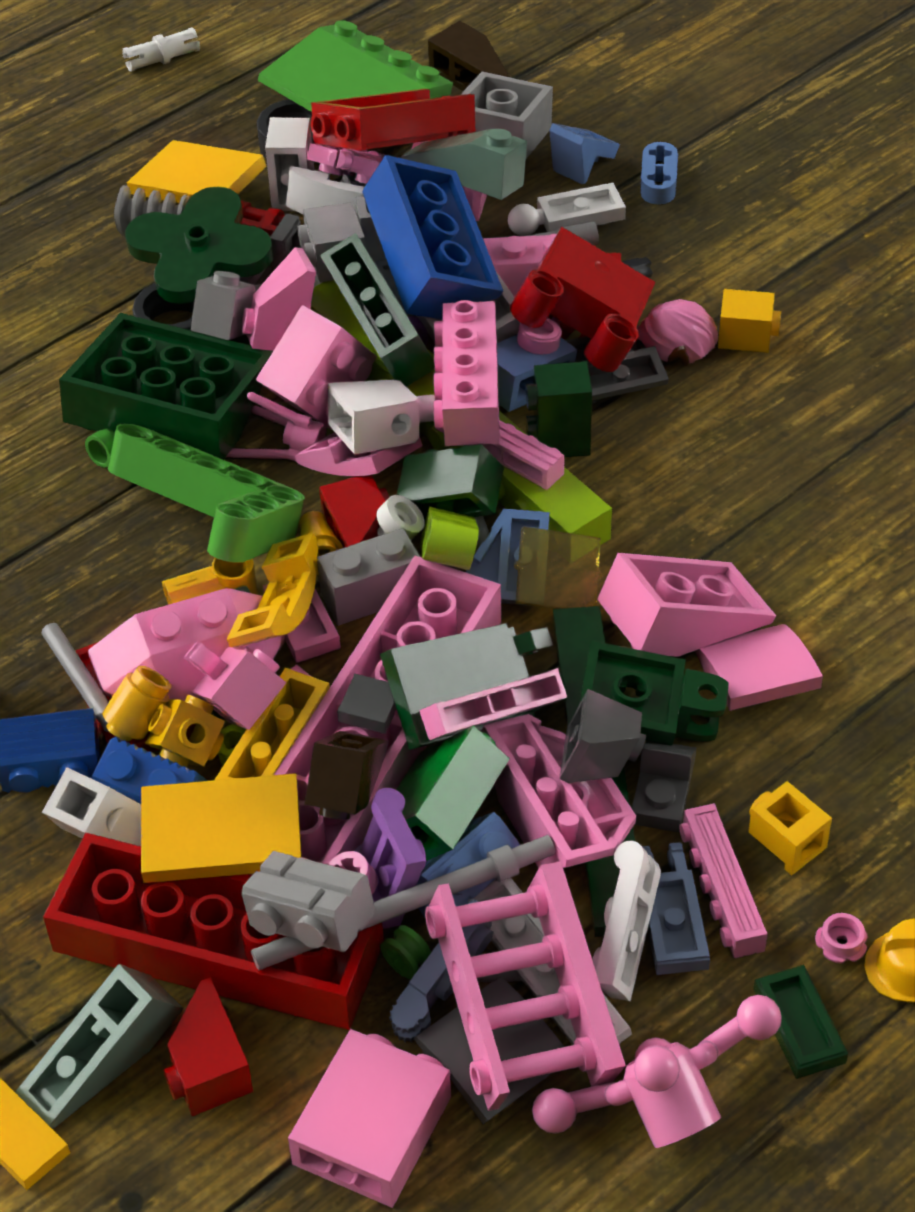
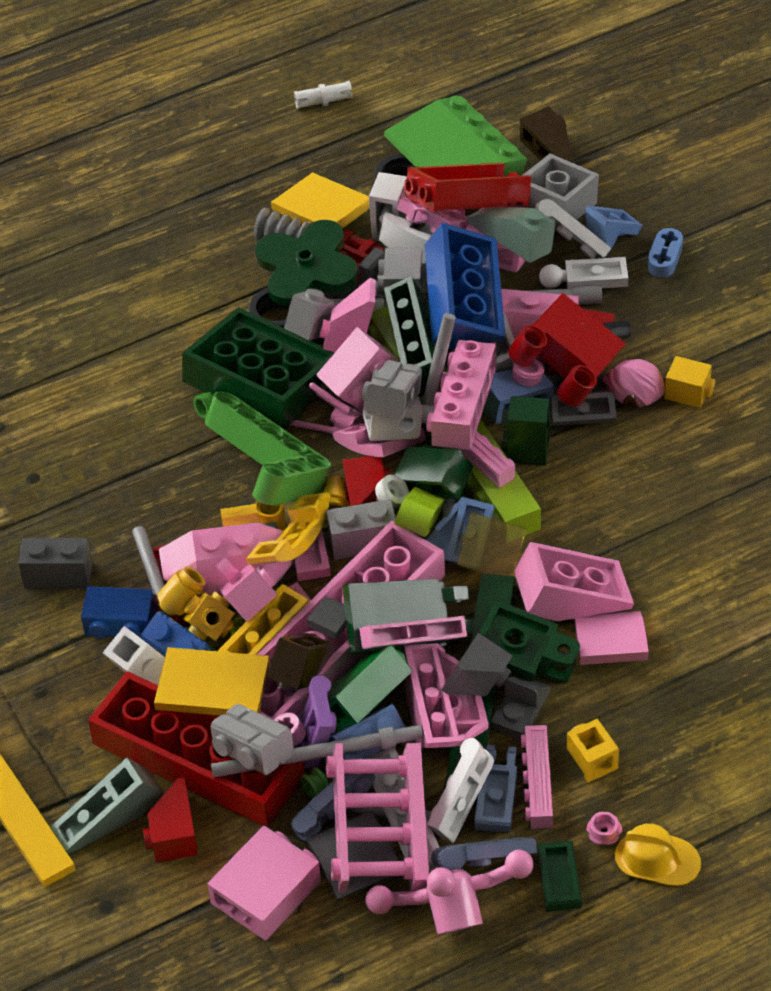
camera: 15 degrees right, 0 degrees up
(373, 378) = (392, 389): none -> light grey brick
(428, 328) = (439, 358): none -> light grey bar
(541, 156) = (570, 227): none -> white plate
(683, 1008) = (479, 852): none -> sand blue hinge

